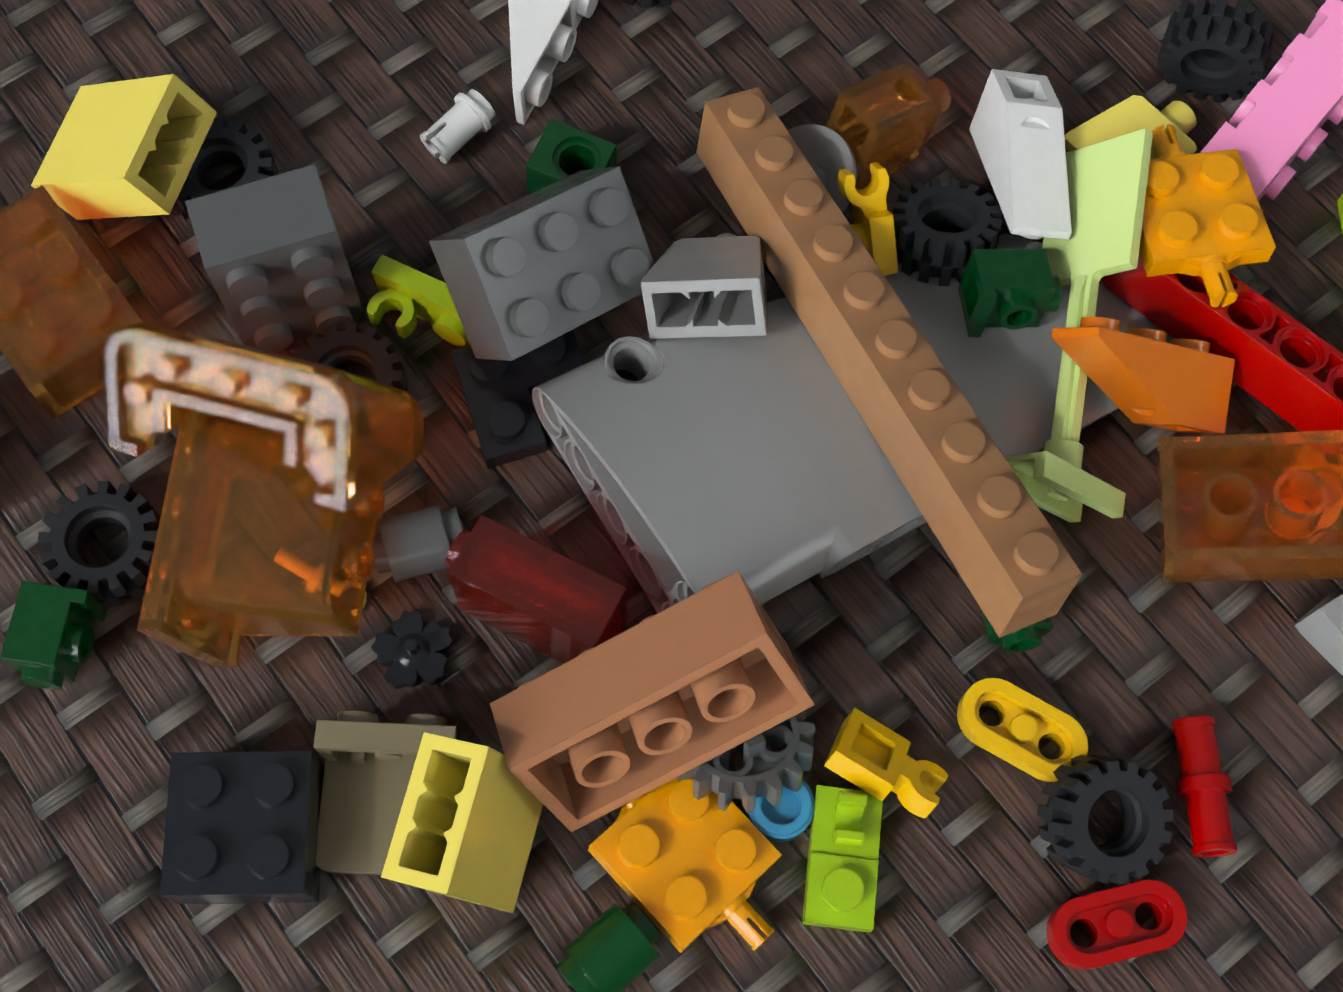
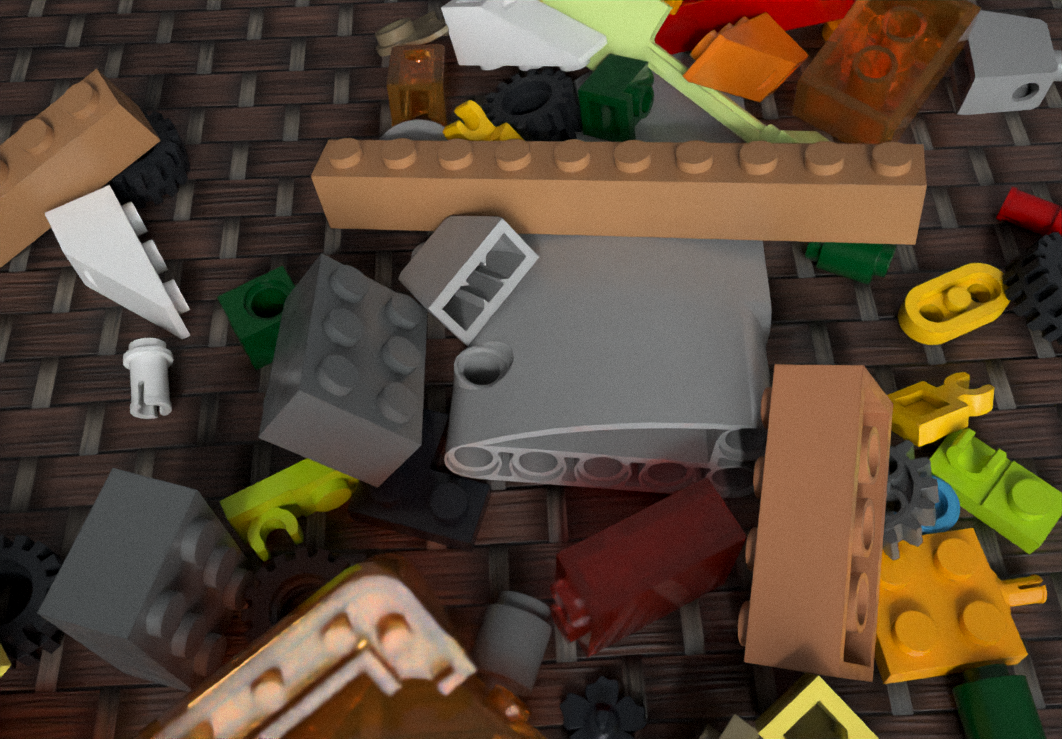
camera: 50 degrees left, 10 degrees down
(961, 64) = (408, 32): none -> dark tan plate

